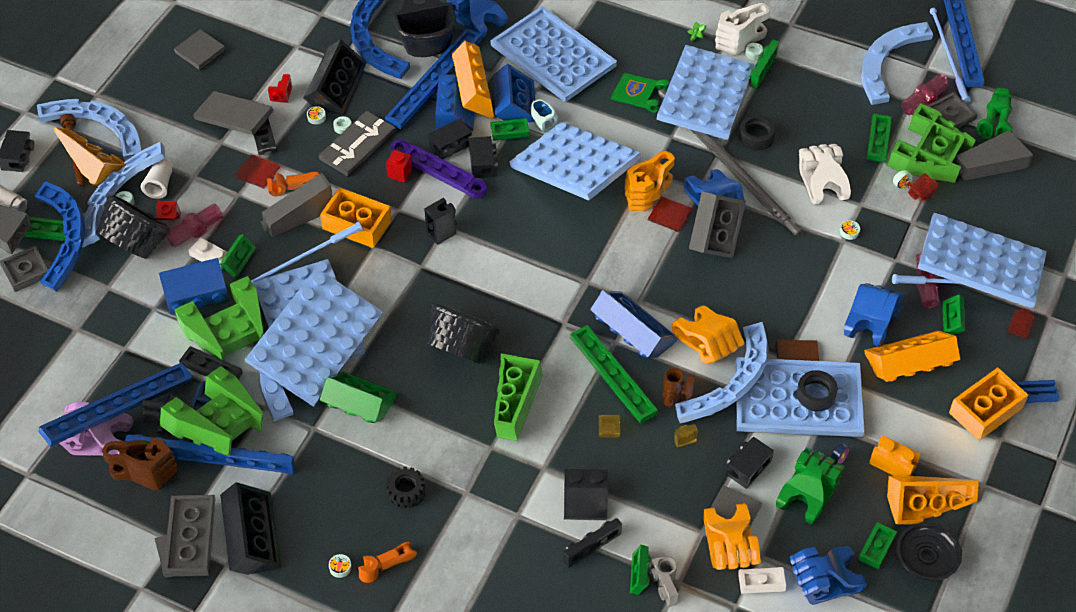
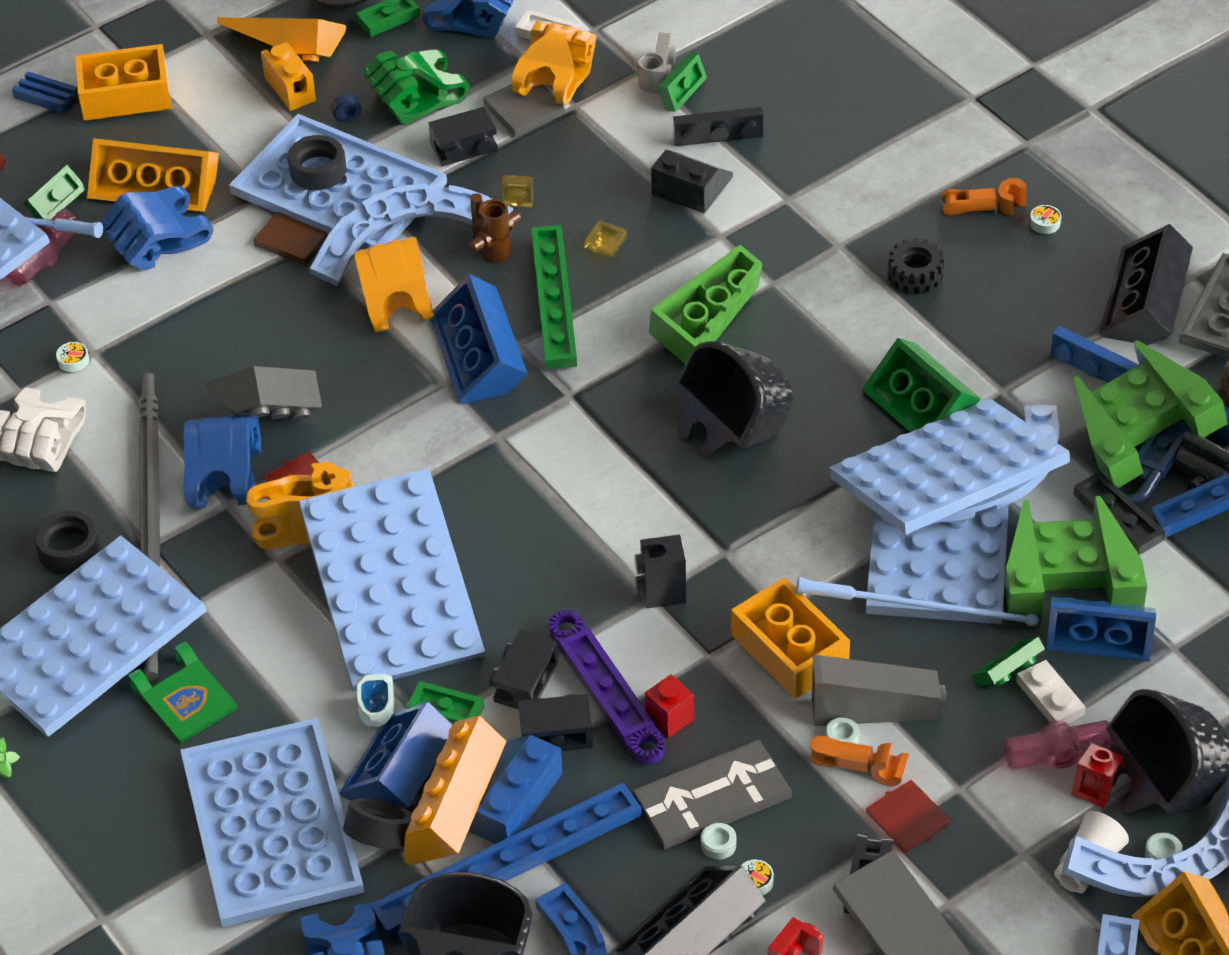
camera: 150 degrees left, 5 degrees down
(497, 44) = (377, 823): none -> black tyre

